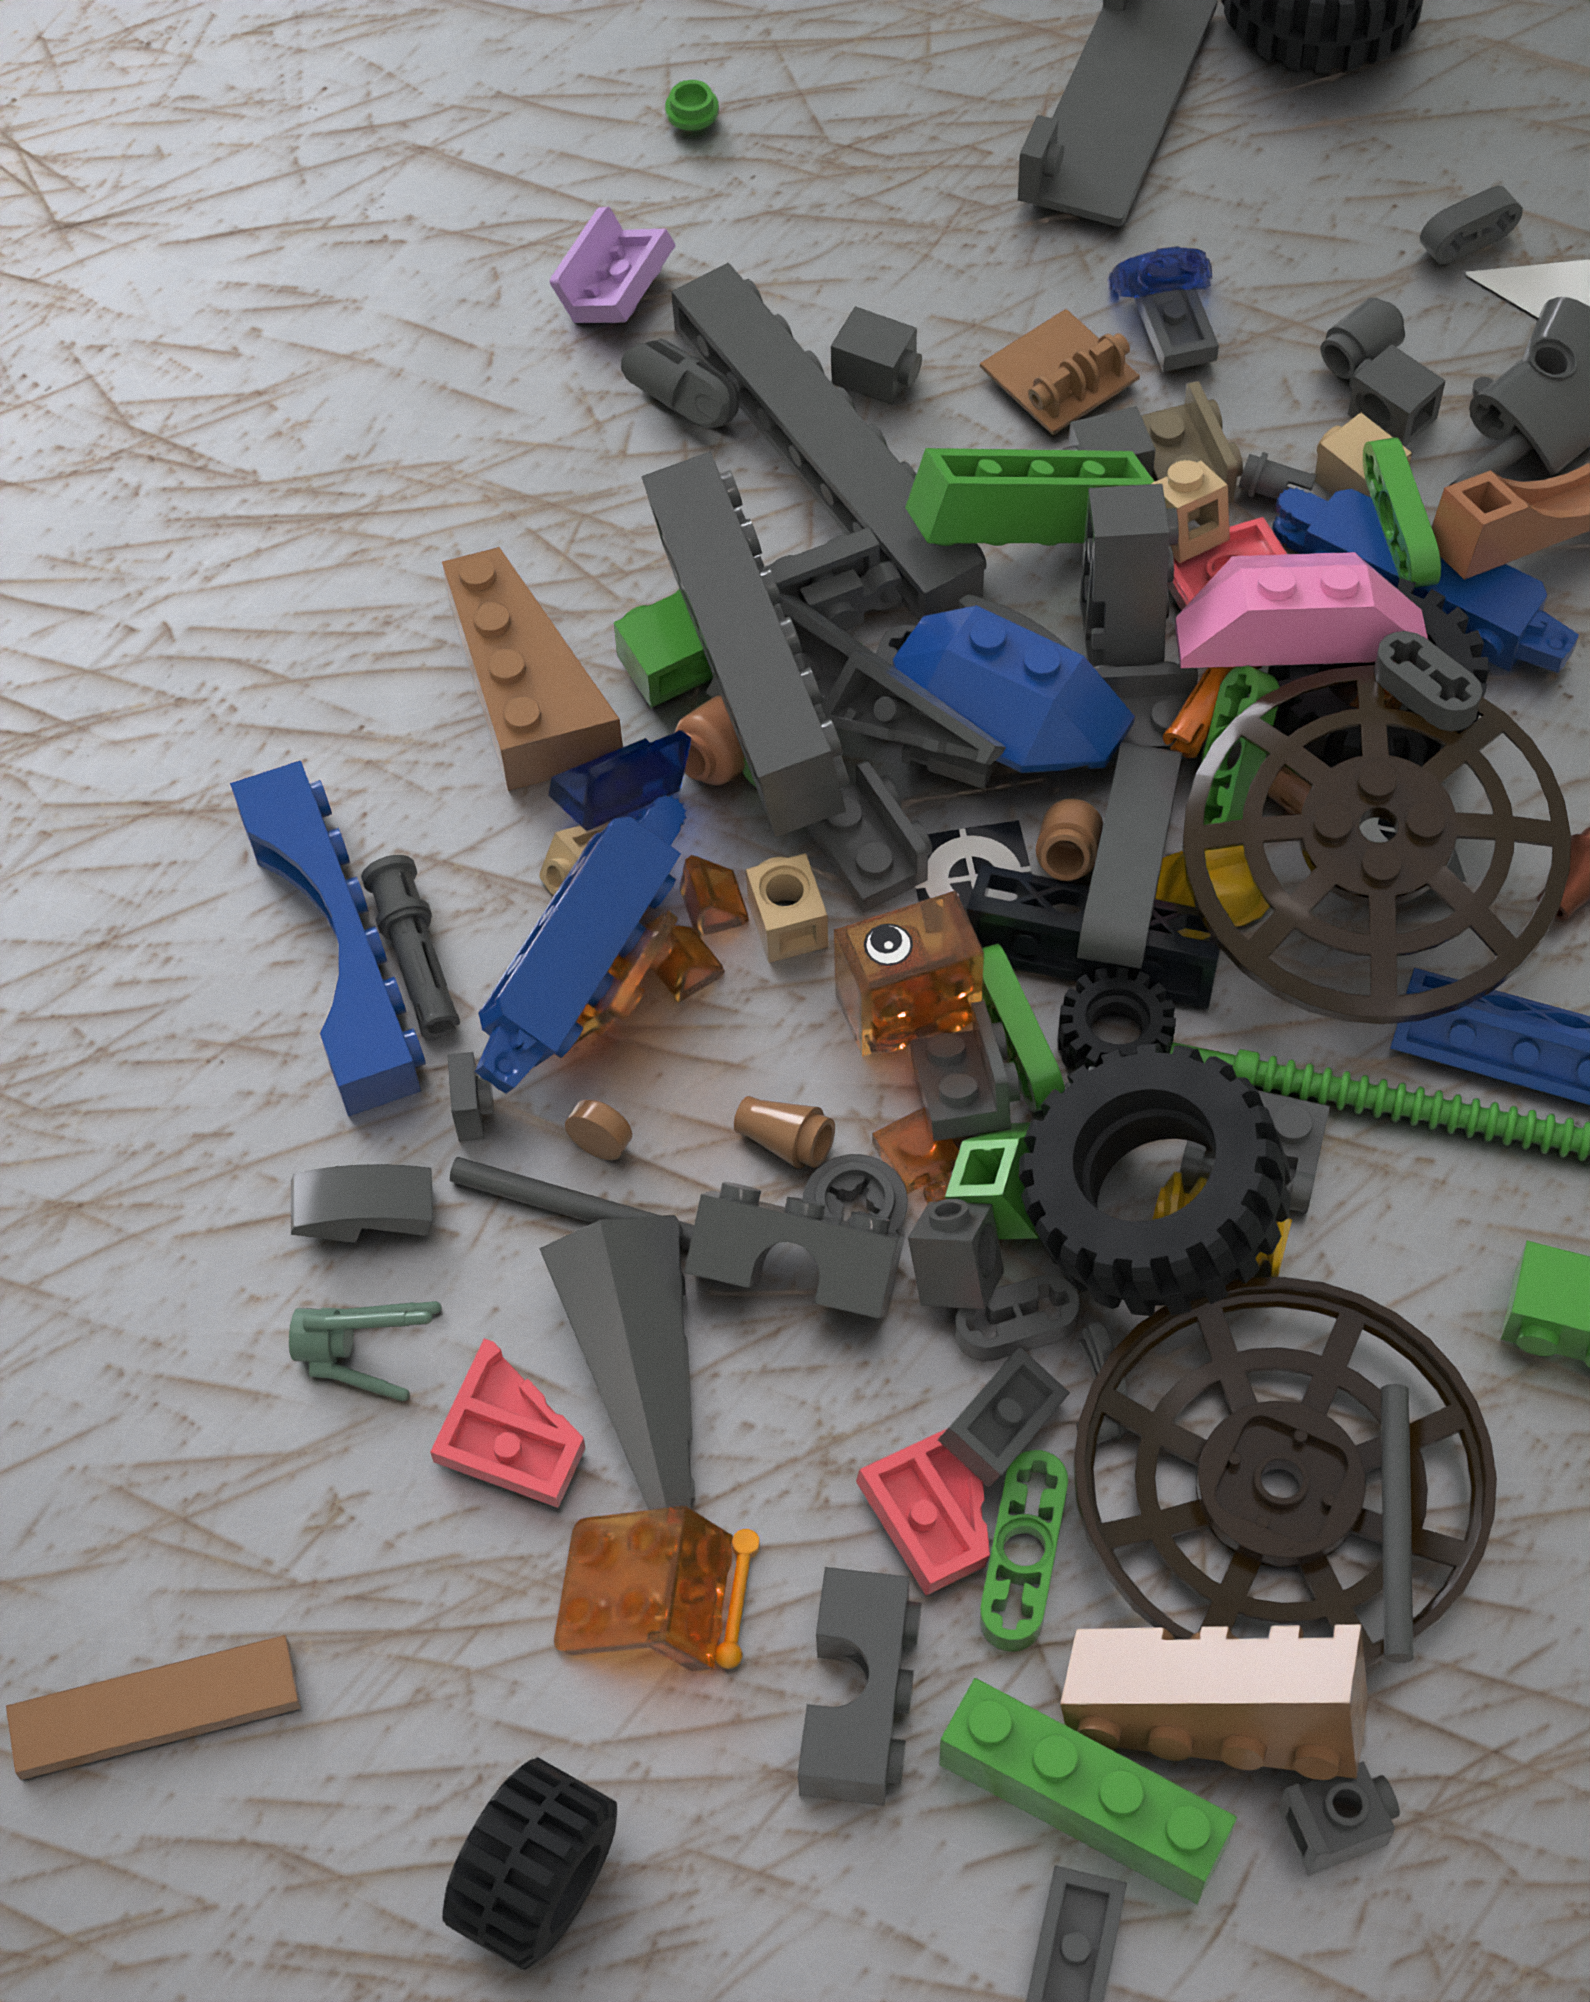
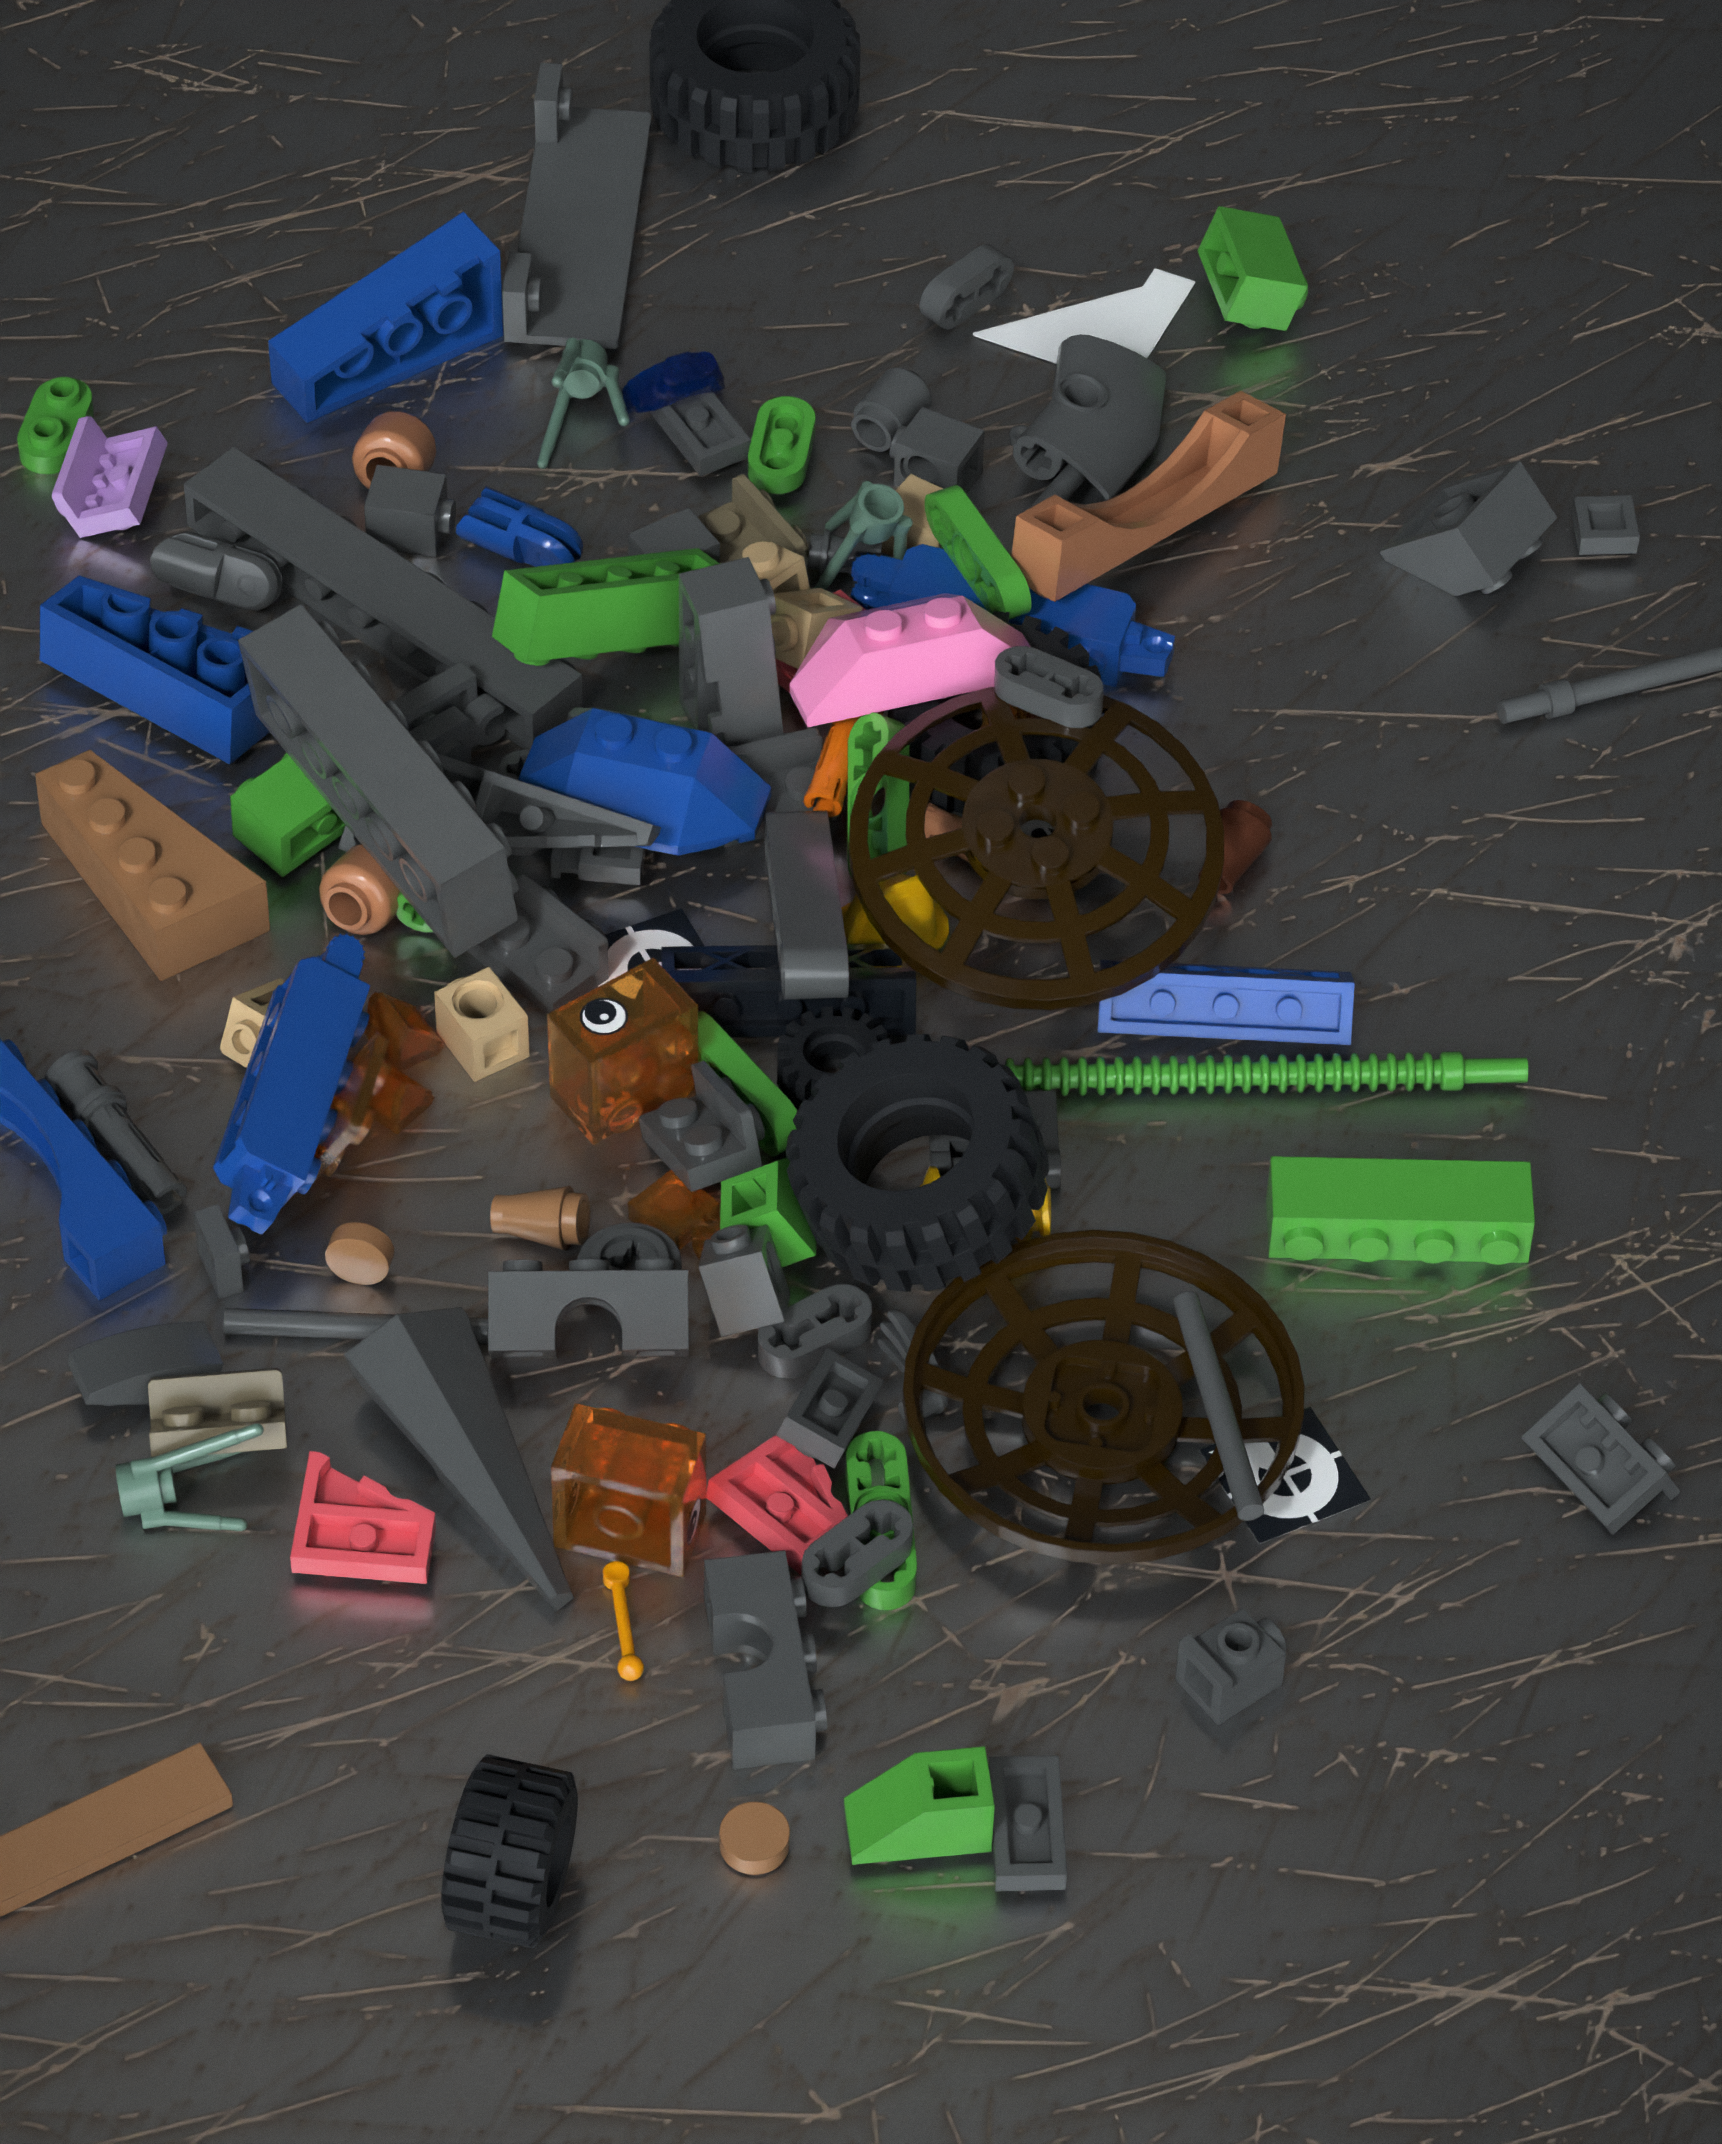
camera: 20 degrees left, 10 degrees down
(409, 1273) = (210, 1404): none -> dark tan bracket
(586, 190) = (51, 423): none -> bright green plate
(586, 464) = (153, 664): none -> blue wedge
(622, 780) = (277, 942): clear blue panel -> none
(645, 1584) = (531, 1617): clear orange bracket -> none
(691, 105) = (137, 307): bright green plate -> none
(774, 1464) = (629, 1489): none -> clear orange brick
(795, 1888) = (754, 1838): none -> medium nougat tile
(882, 287) = (393, 441): none -> nougat head
(915, 164) = (393, 322): none -> blue wedge
(967, 1912) = (923, 1809): none -> bright green slope
(974, 398) = (519, 531): none -> blue arm
(976, 1578) = (863, 1560): none -> dark grey beam
(1061, 370) = (602, 490): medium nougat hinge -> none
(1069, 839) = (744, 924): medium nougat brick -> none
(1078, 247) = (581, 376): none -> sand green plant
(1086, 1790) = (998, 1691): bright green brick -> none
(1209, 543) = (801, 618): none -> tan bracket
(1223, 1696) = (1101, 1576): wedge -> none
(1242, 364) = (781, 444): none -> bright green plate
(1308, 456) = (873, 518): none -> sand green plant
(1483, 1621) = (1312, 1488): none -> sticker

